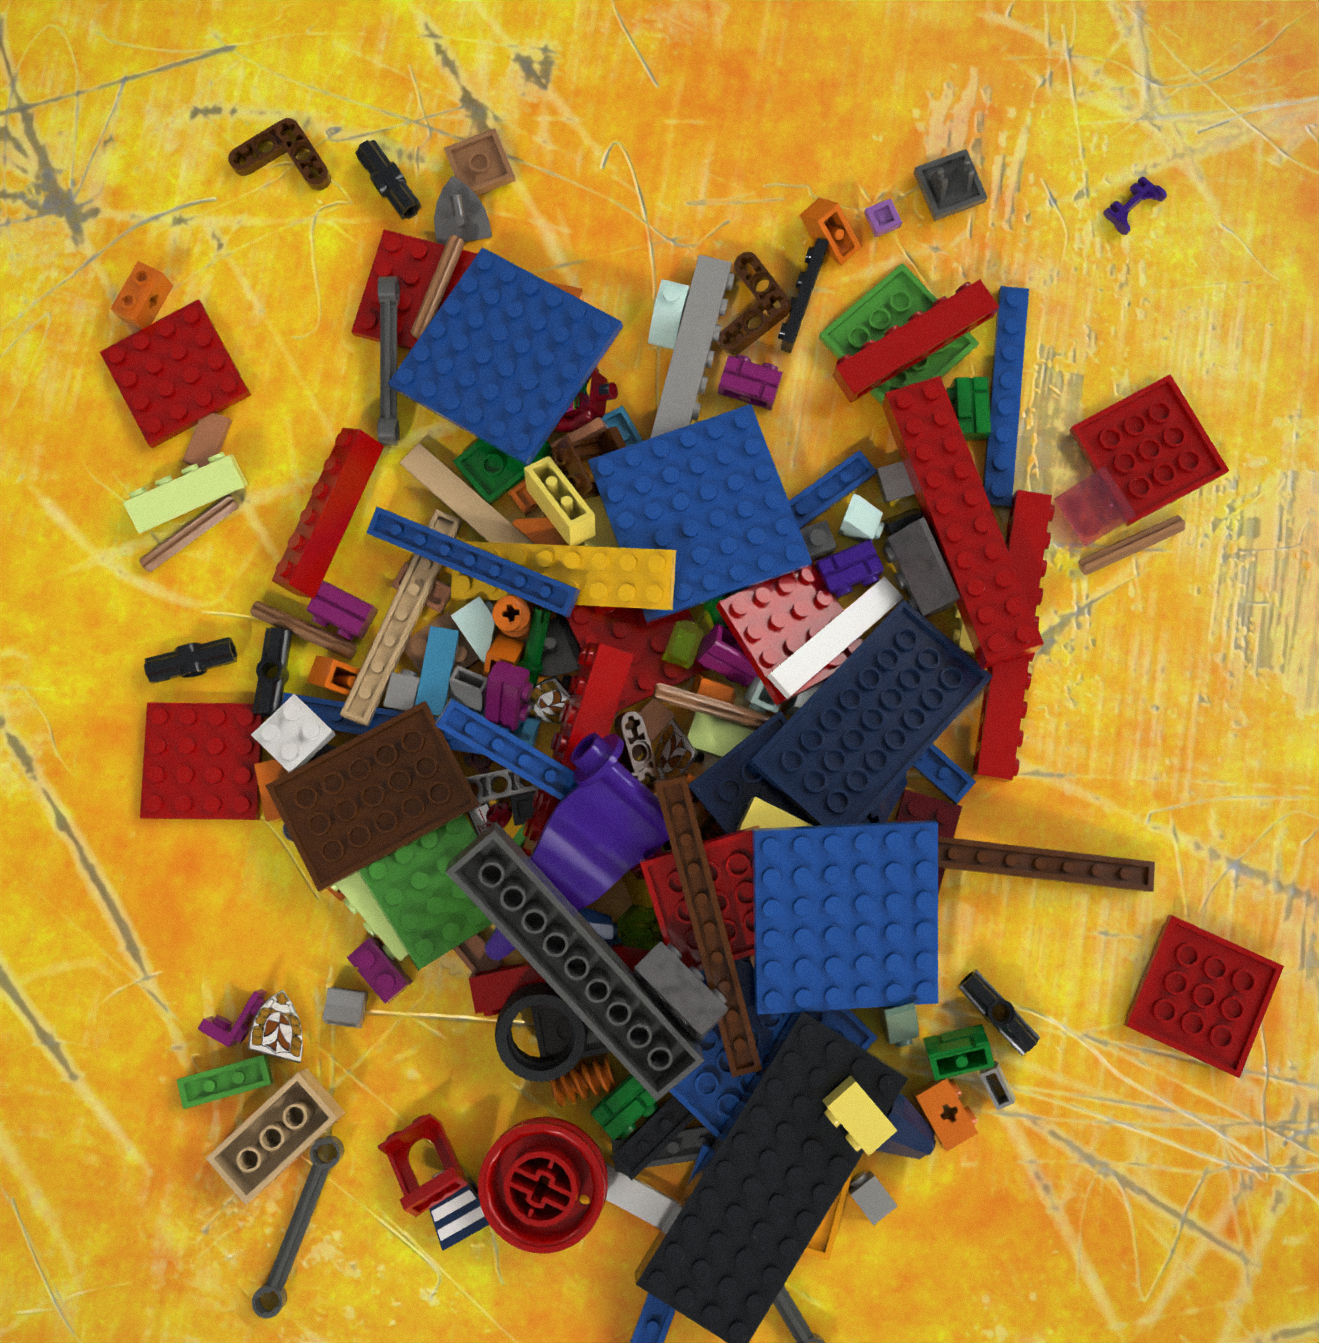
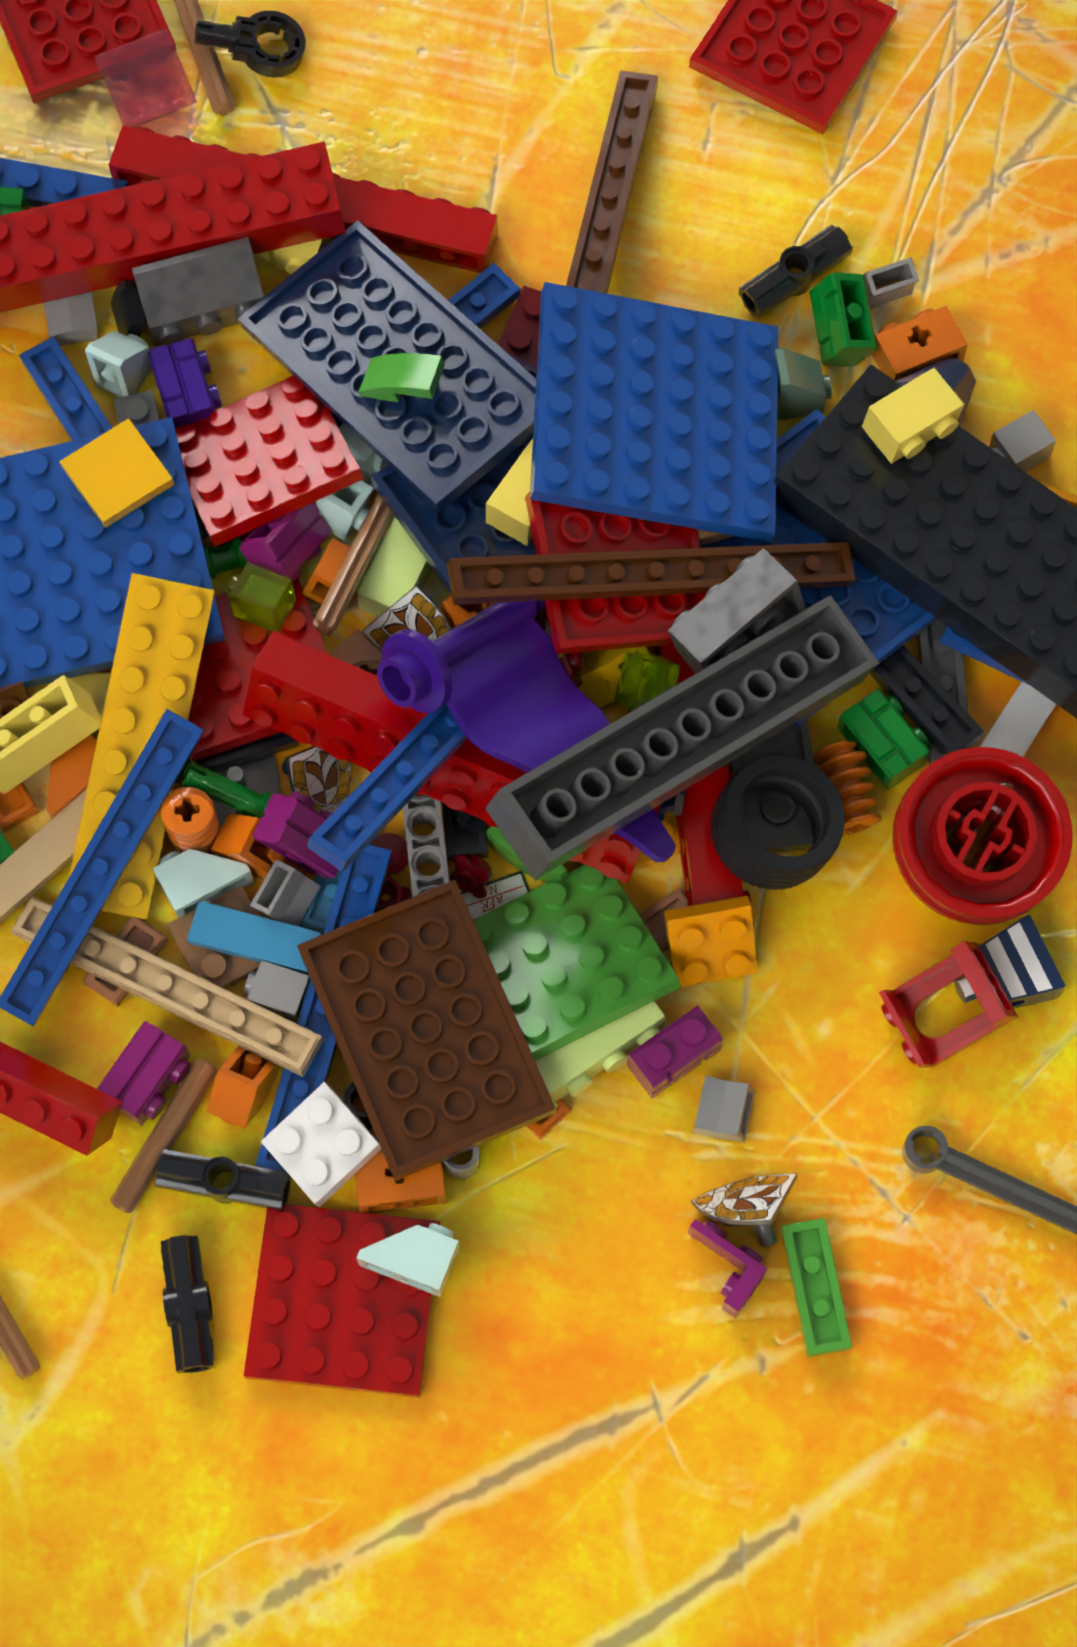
camera: 90 degrees left, 10 degrees down
(220, 805) = (414, 1257): none -> light aqua slope
(275, 1135) = (896, 1209): tan brick -> none
(457, 989) = (711, 941): none -> light orange plate
(759, 529) = (117, 473): none -> yellow tile
(835, 637) = (279, 401): white tile -> none
(853, 724) = (402, 374): none -> bright green slope
(1132, 578) = (243, 45): none -> black pin

